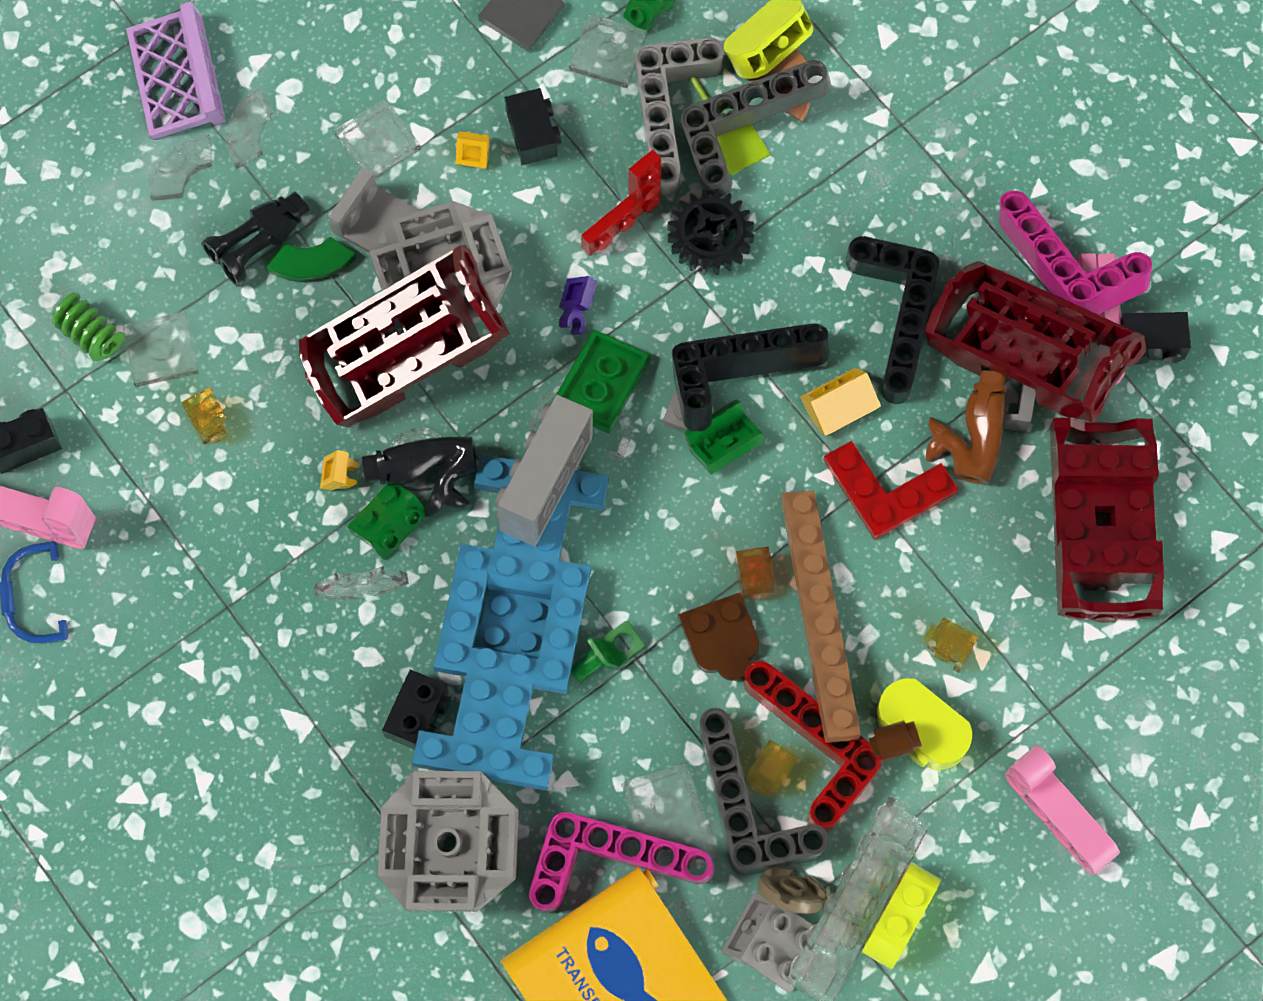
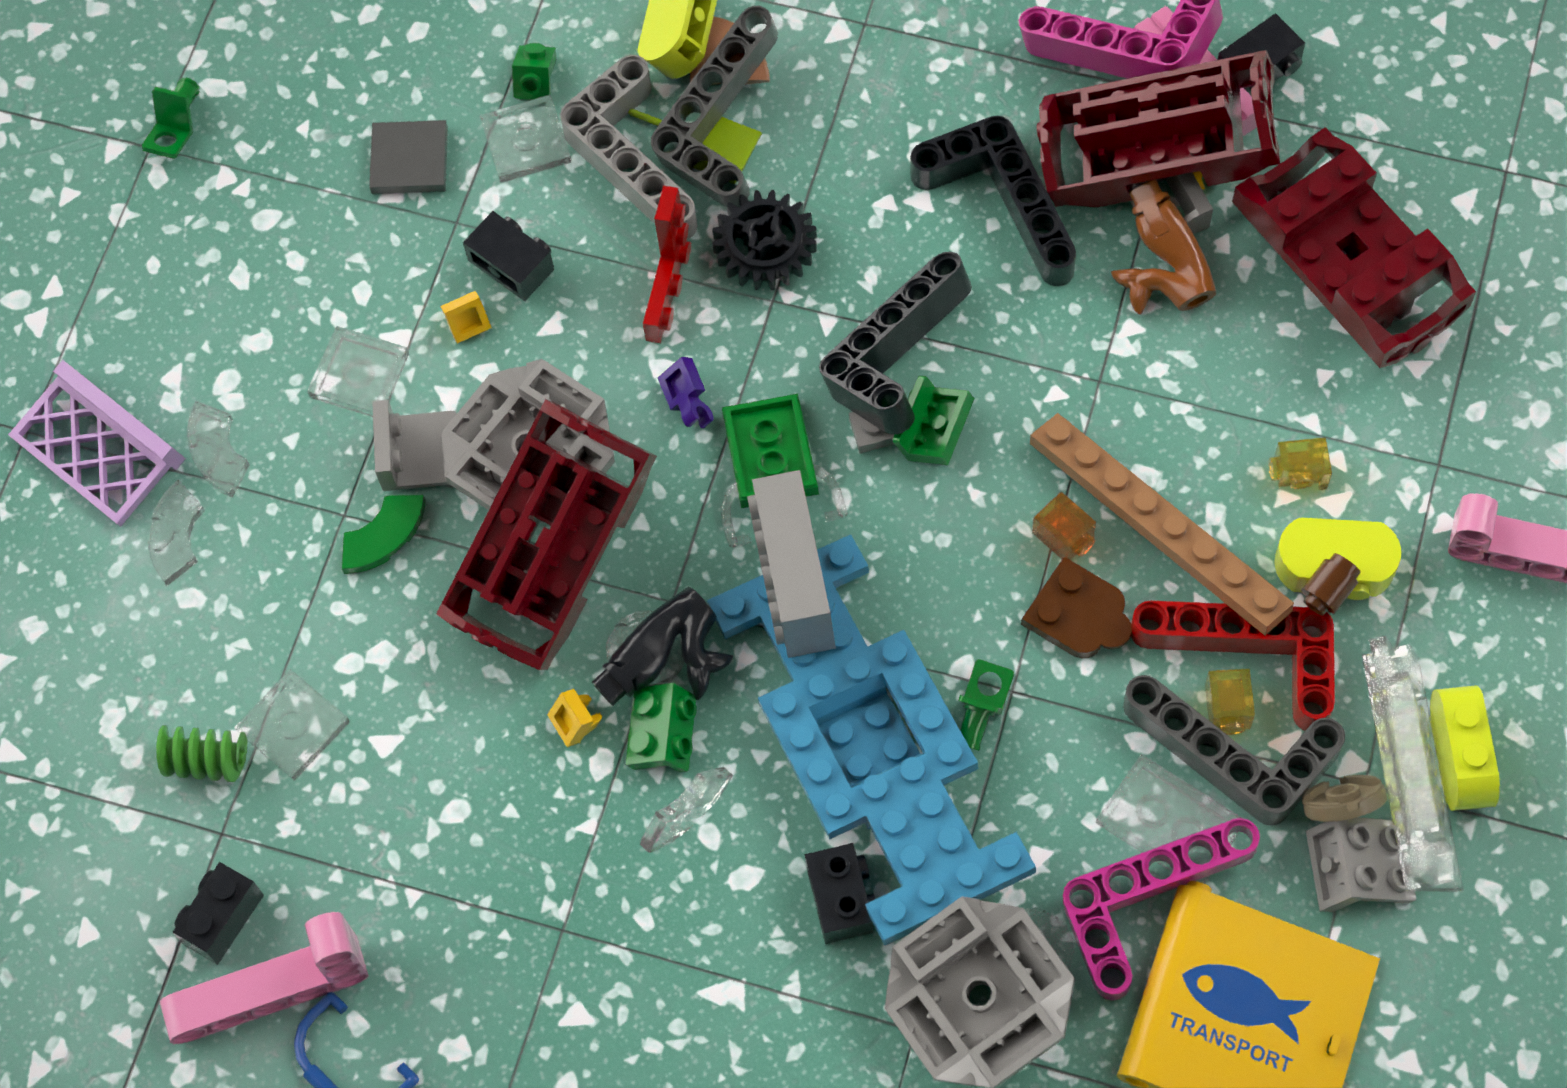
camera: 30 degrees left, 5 degrees down
(206, 416) = (395, 757): clear yellow brick -> none
(274, 224) = (313, 521): black piece -> none
(841, 401) = (1015, 312): yellow brick -> none
(880, 510) = (1125, 390): red plate -> none

